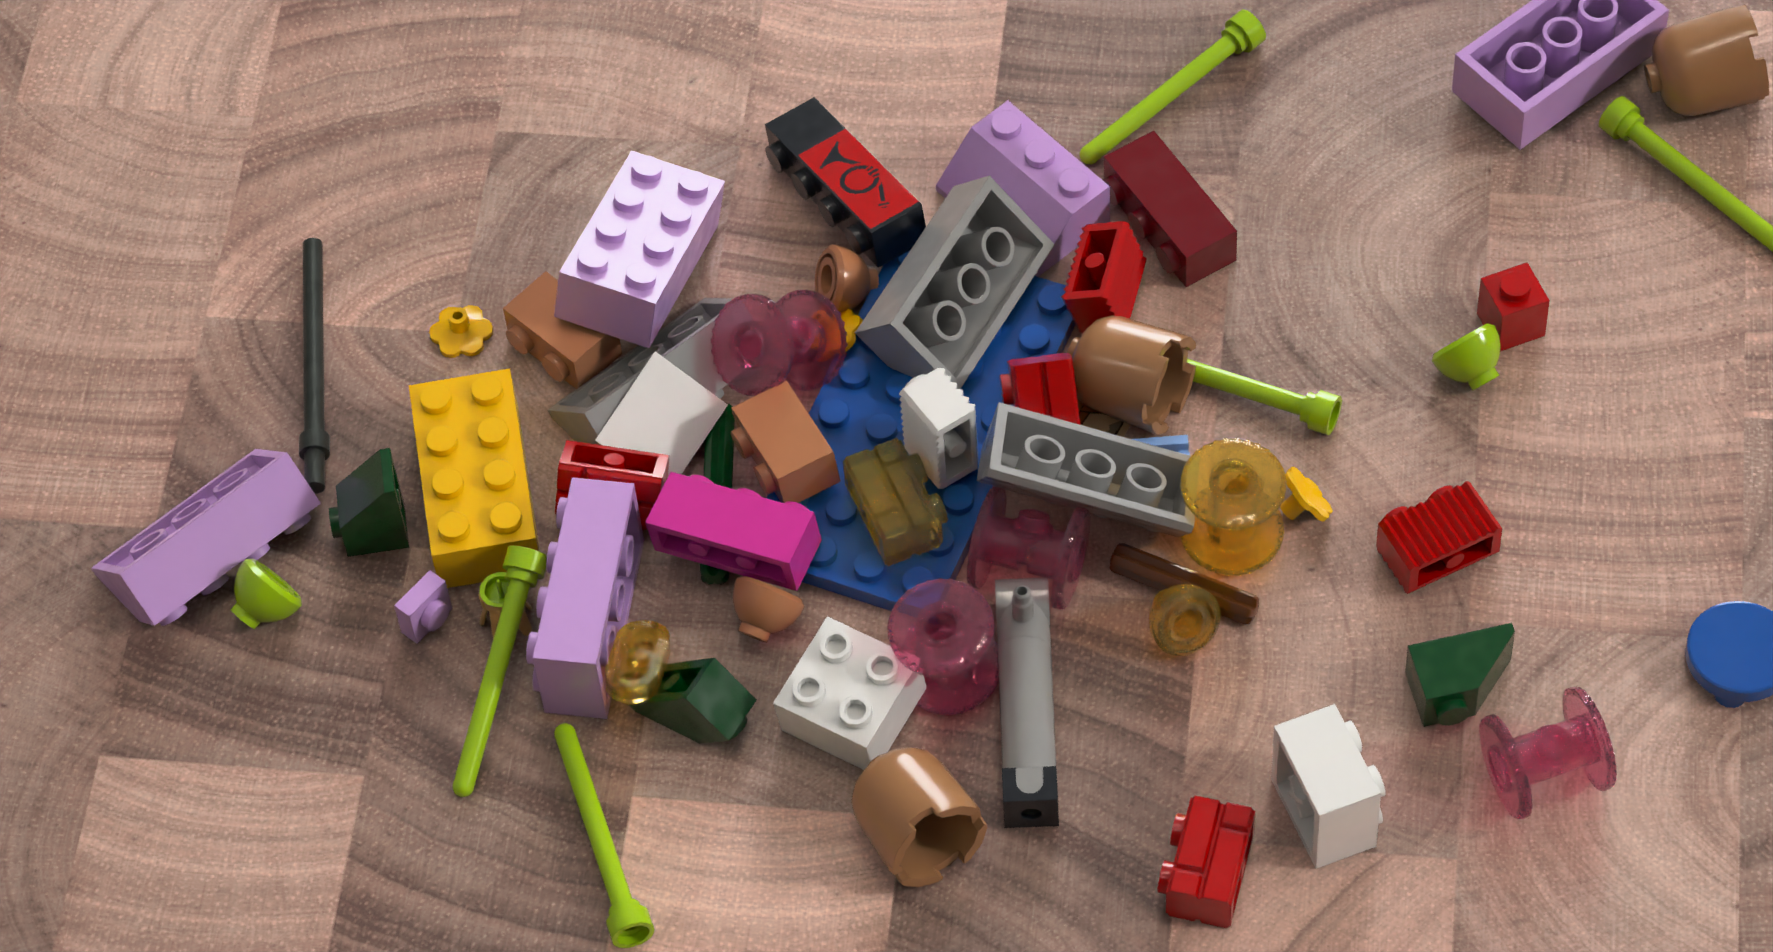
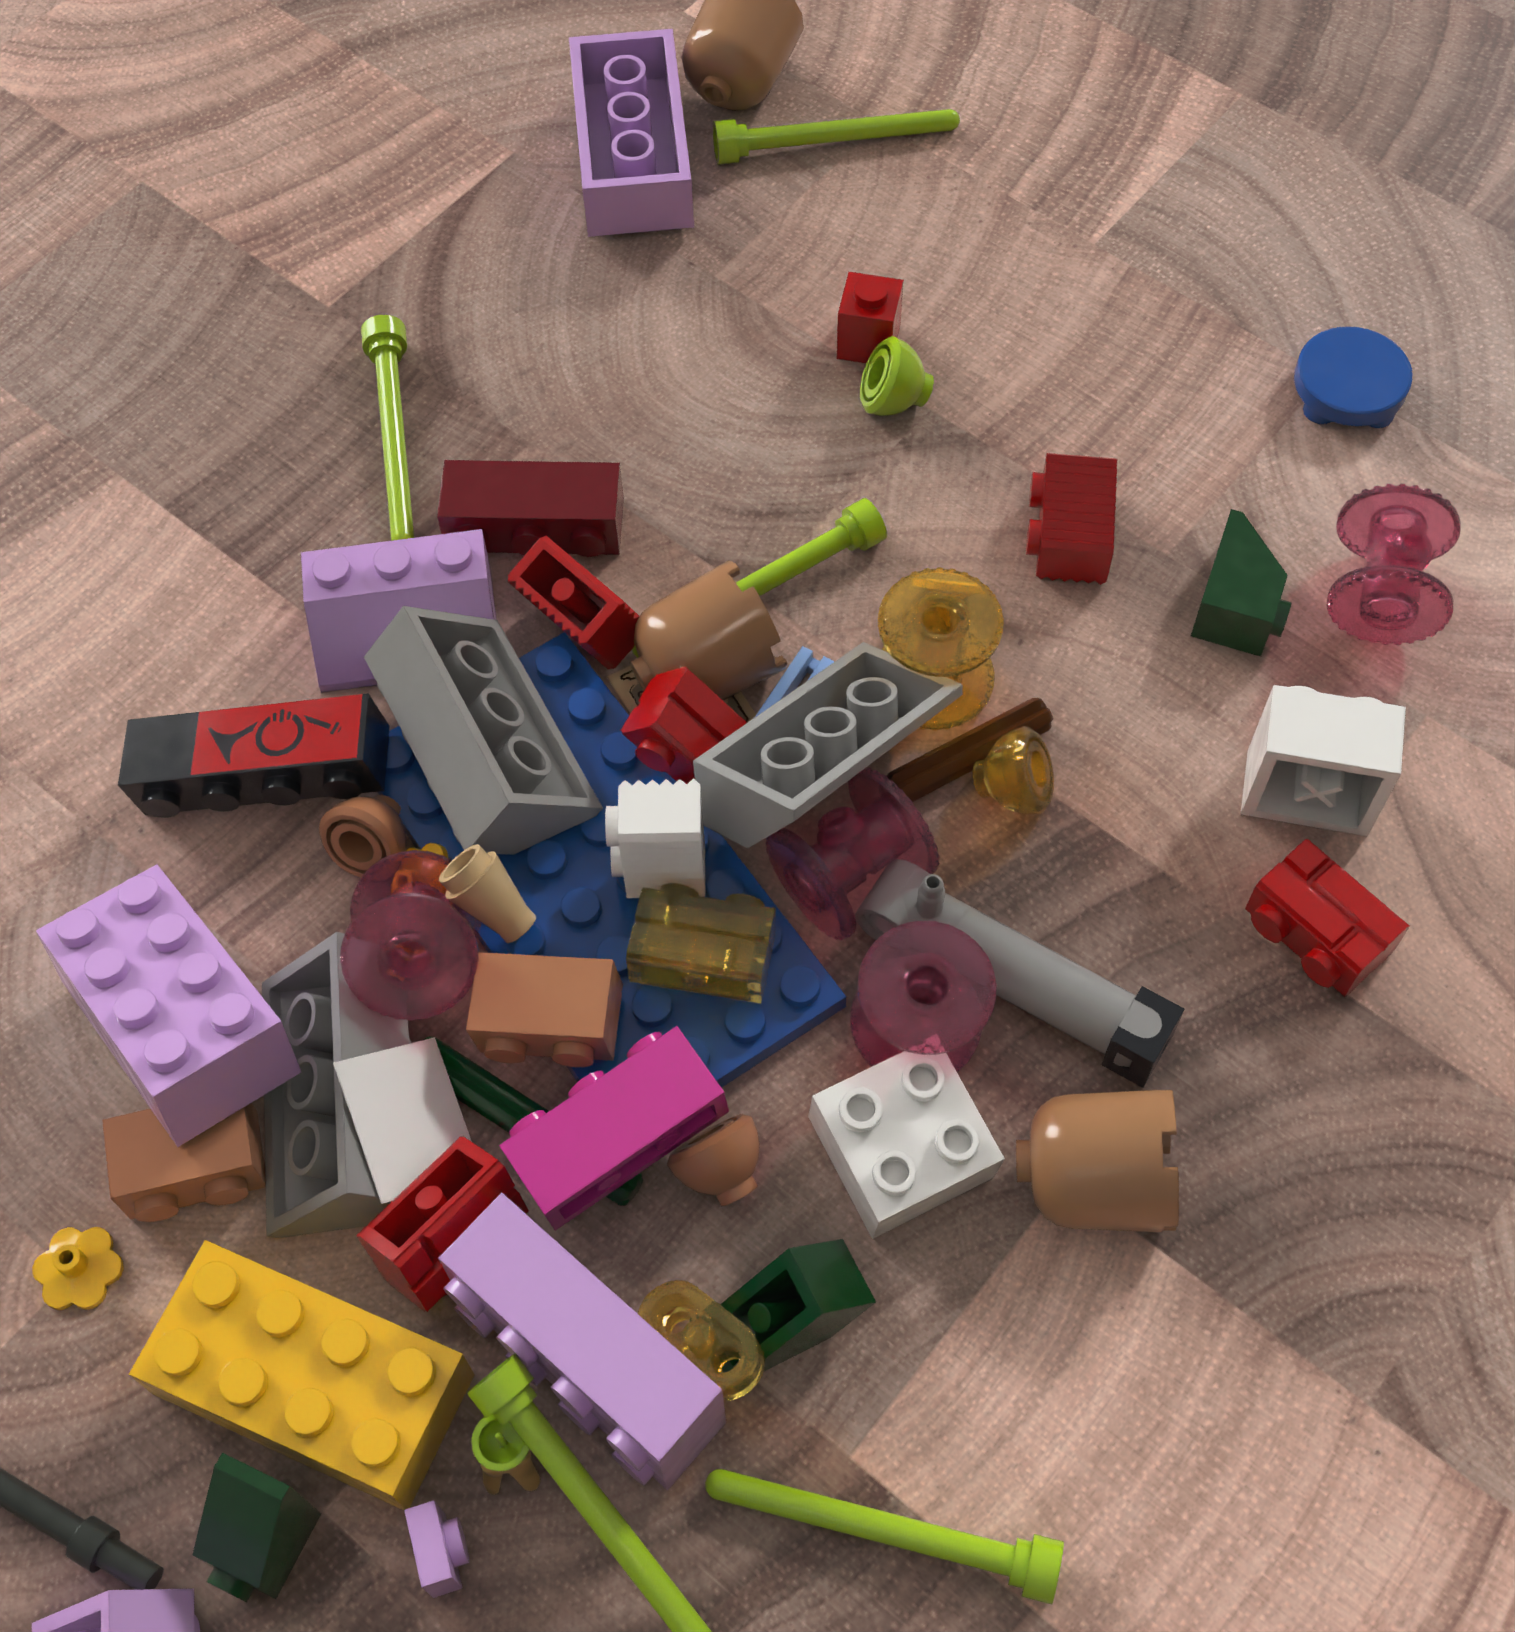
camera: 60 degrees left, 5 degrees up
(835, 362) = (484, 890): none -> tan cone

